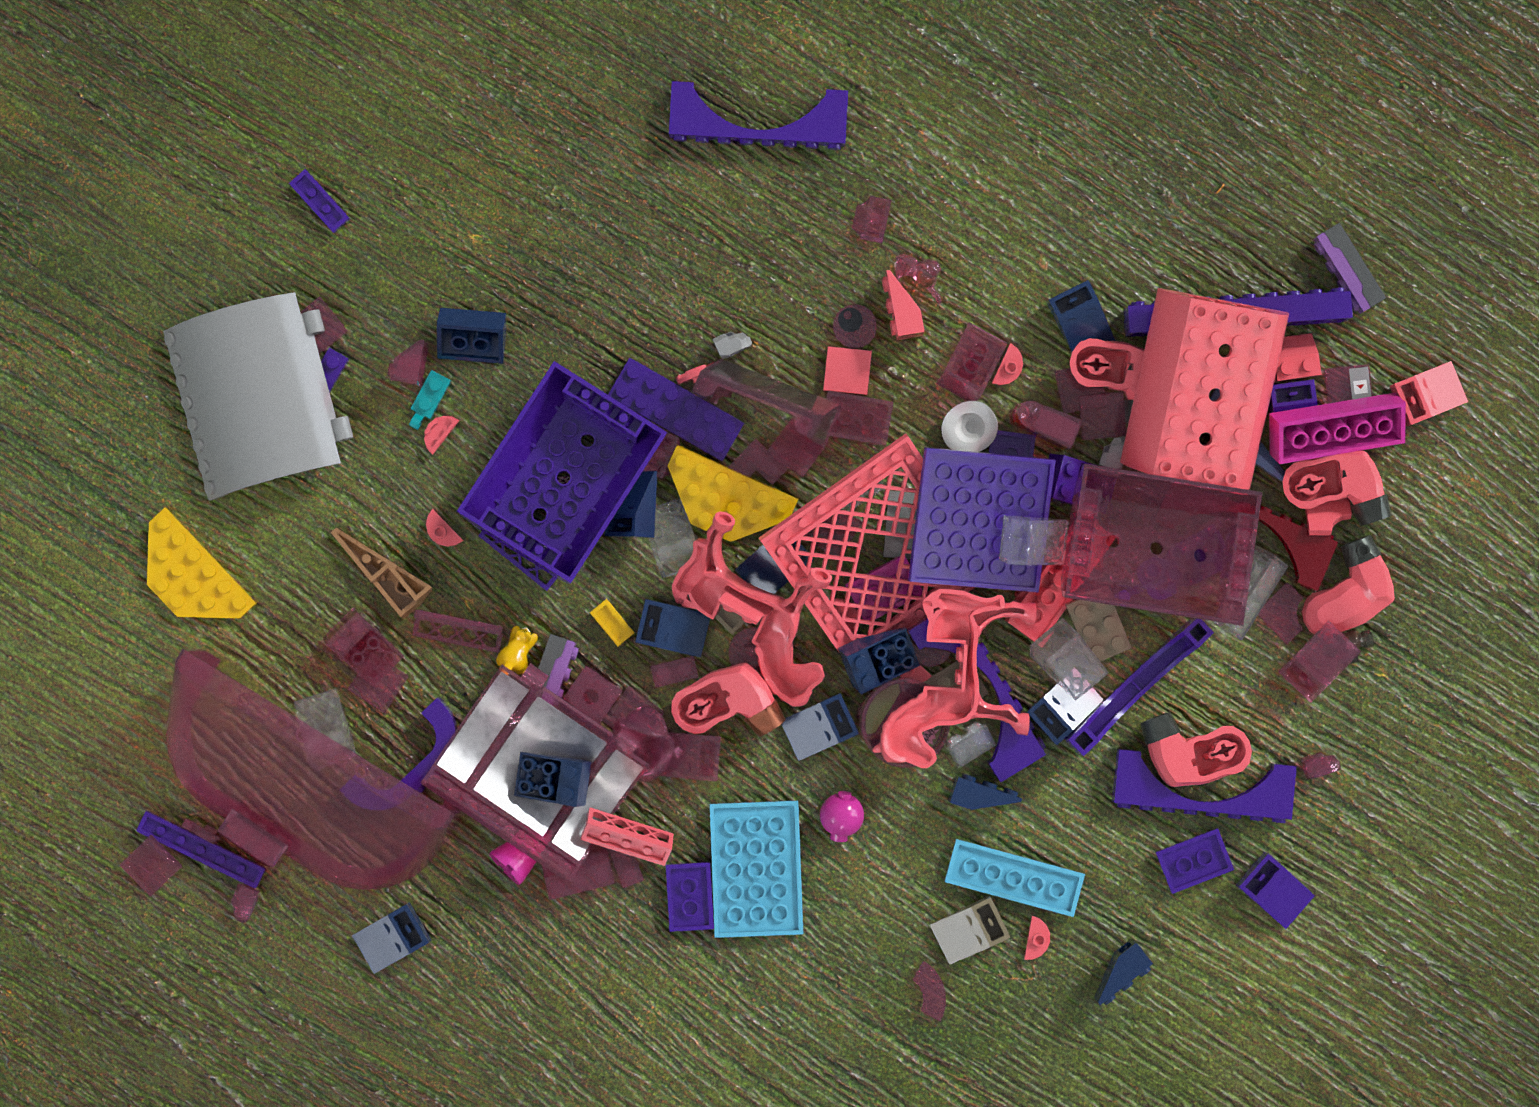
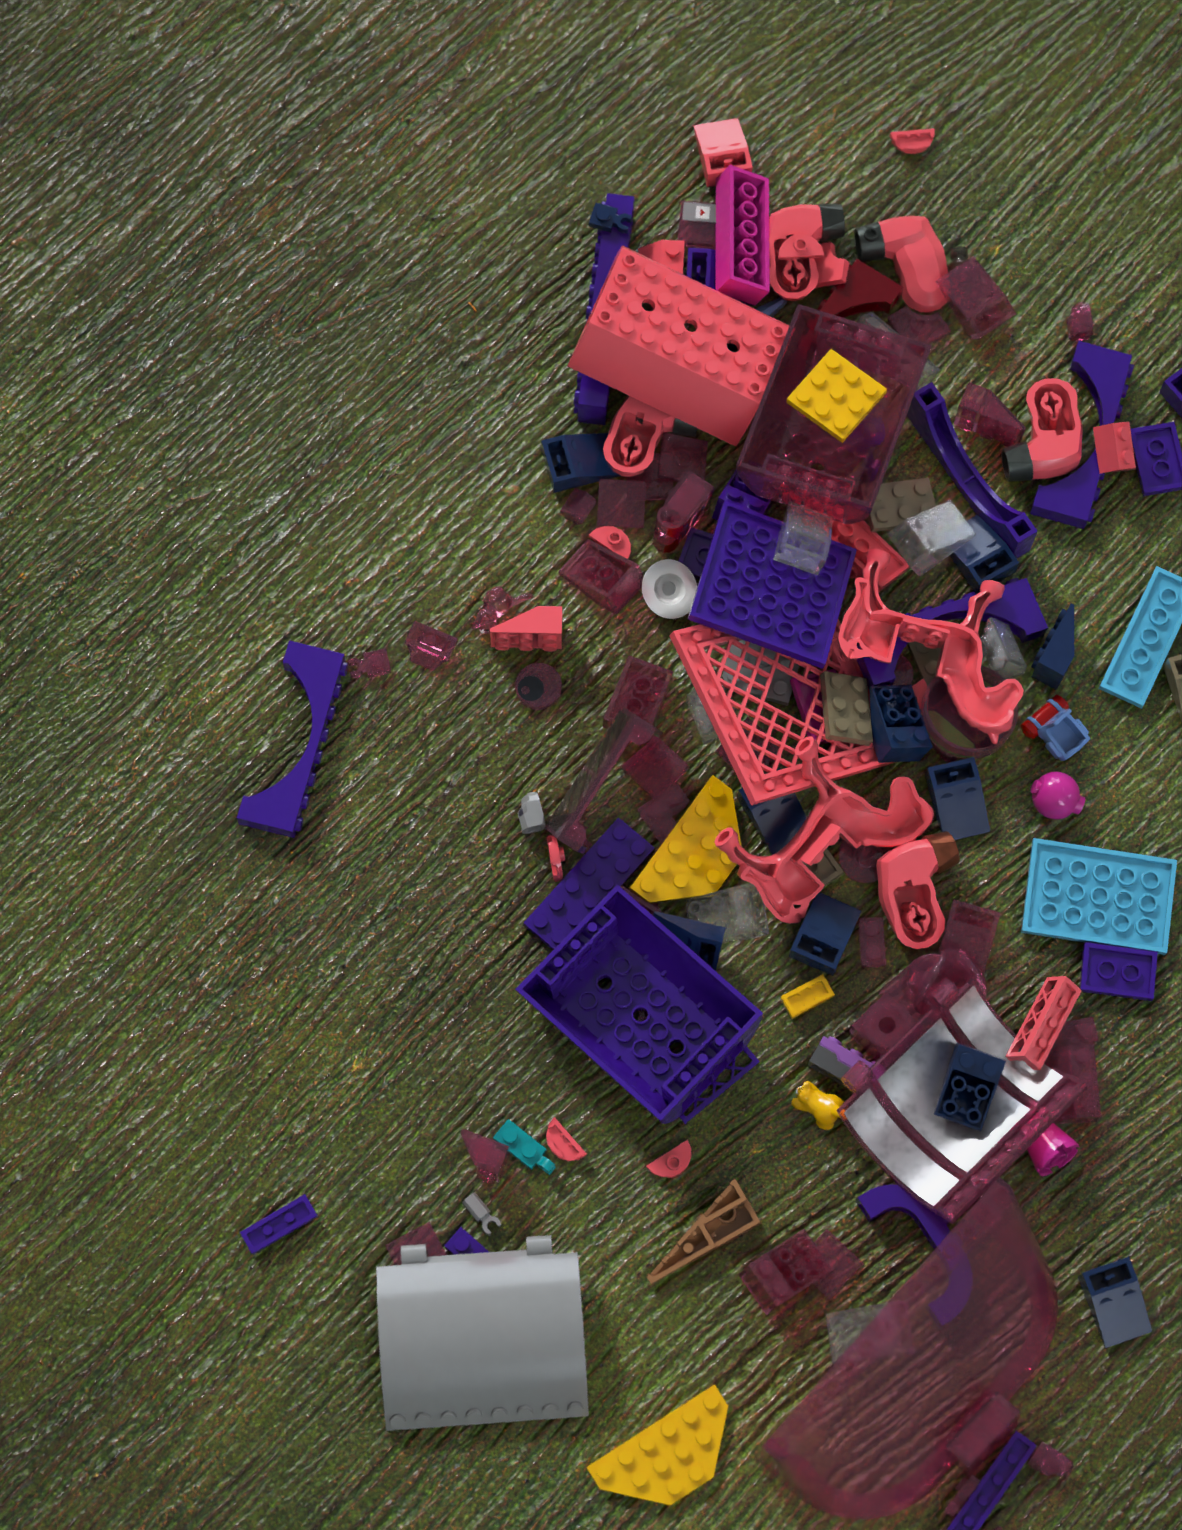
camera: 90 degrees left, 15 degrees down
(364, 373) = (480, 1212): none -> light grey bar
(458, 622) = (778, 1158): clear pink fence -> none
(471, 335) = (464, 1085): dark blue slope -> none
(846, 173) = (374, 663): none -> clear pink plate
(847, 370) = (583, 702): coral tile -> none
(881, 609) = (846, 708): none -> dark tan plate
(909, 802) = (1056, 728): none -> medium blue piece
(1036, 327) = (578, 506): none -> clear pink piece
(1046, 367) = (621, 503): none -> clear pink tile
(1112, 454) = (724, 454): light grey rock -> none
(1172, 544) = (836, 395): none -> yellow plate
(1191, 817) = (1114, 447): none -> coral slope
(1203, 688) = (988, 416): none -> clear pink slope
(1322, 293) = (606, 218): none -> dark blue plate
(1333, 484) = (800, 247): none -> coral plate
(1349, 268) = (577, 199): piece -> none
(1478, 575) = (912, 141): none -> coral plate

